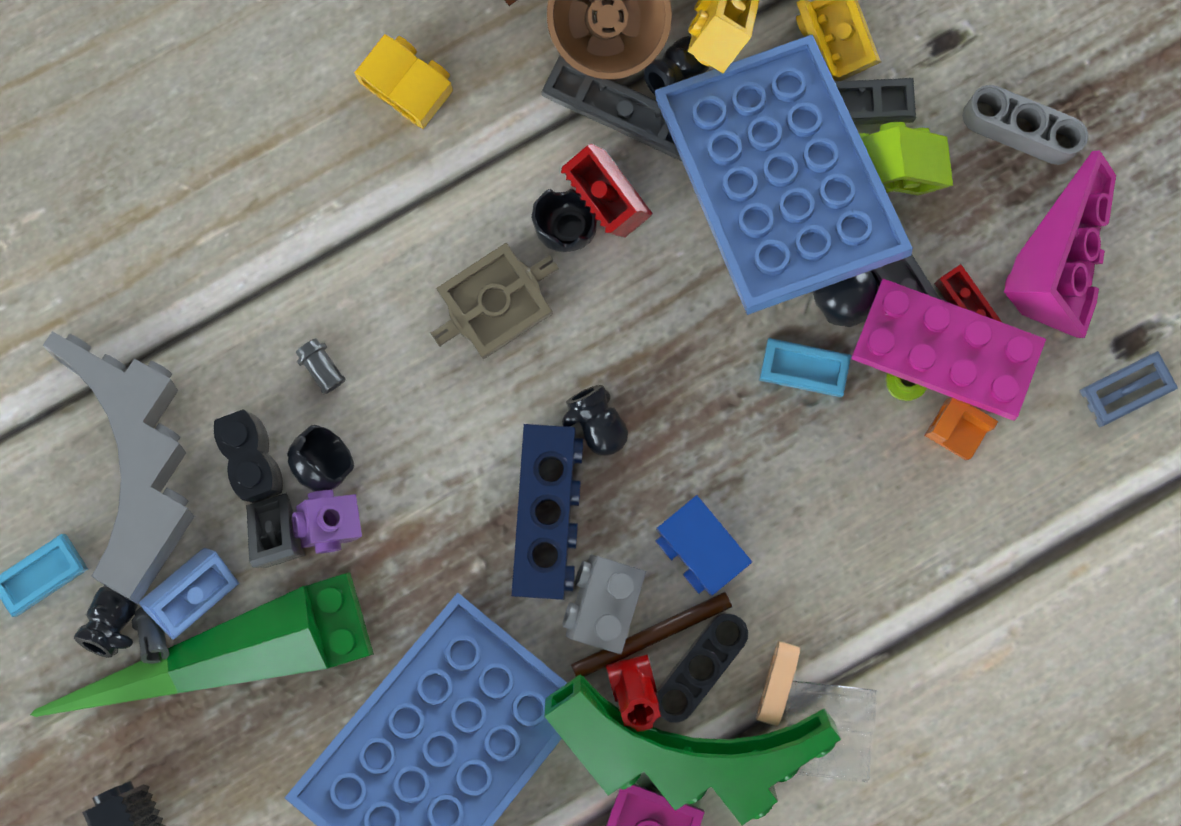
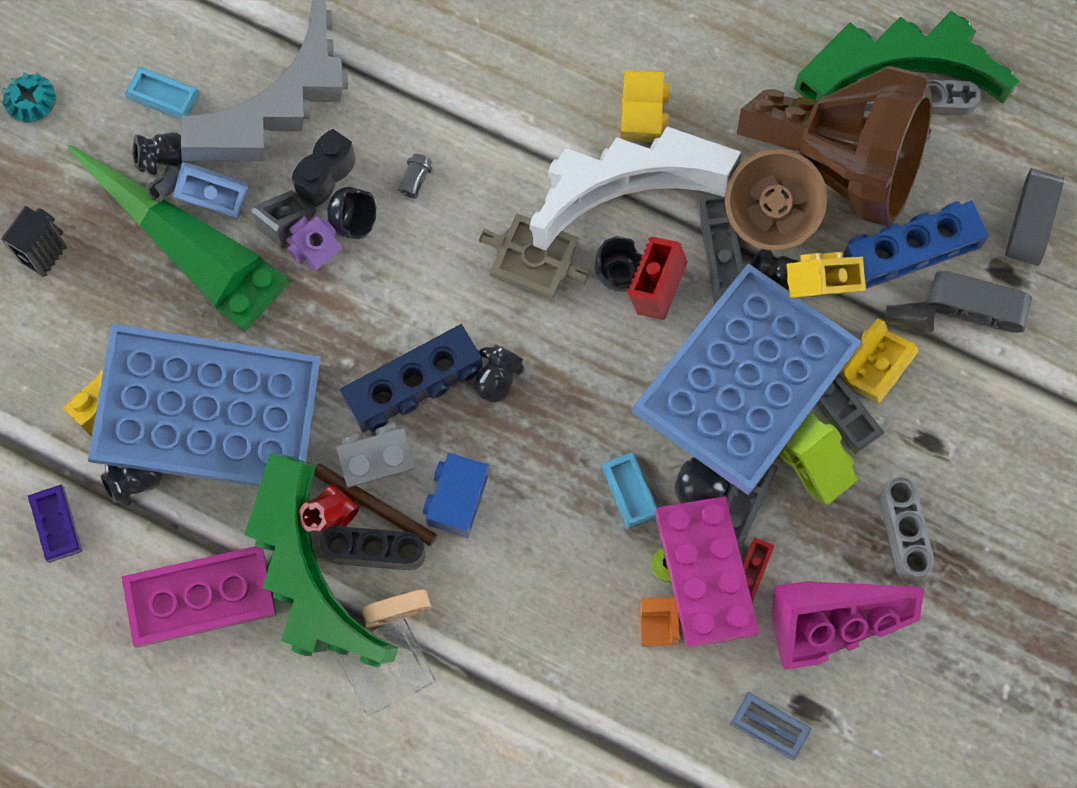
camera: 50 degrees right, 10 degrees down
(489, 92) = (627, 168): none -> white arch

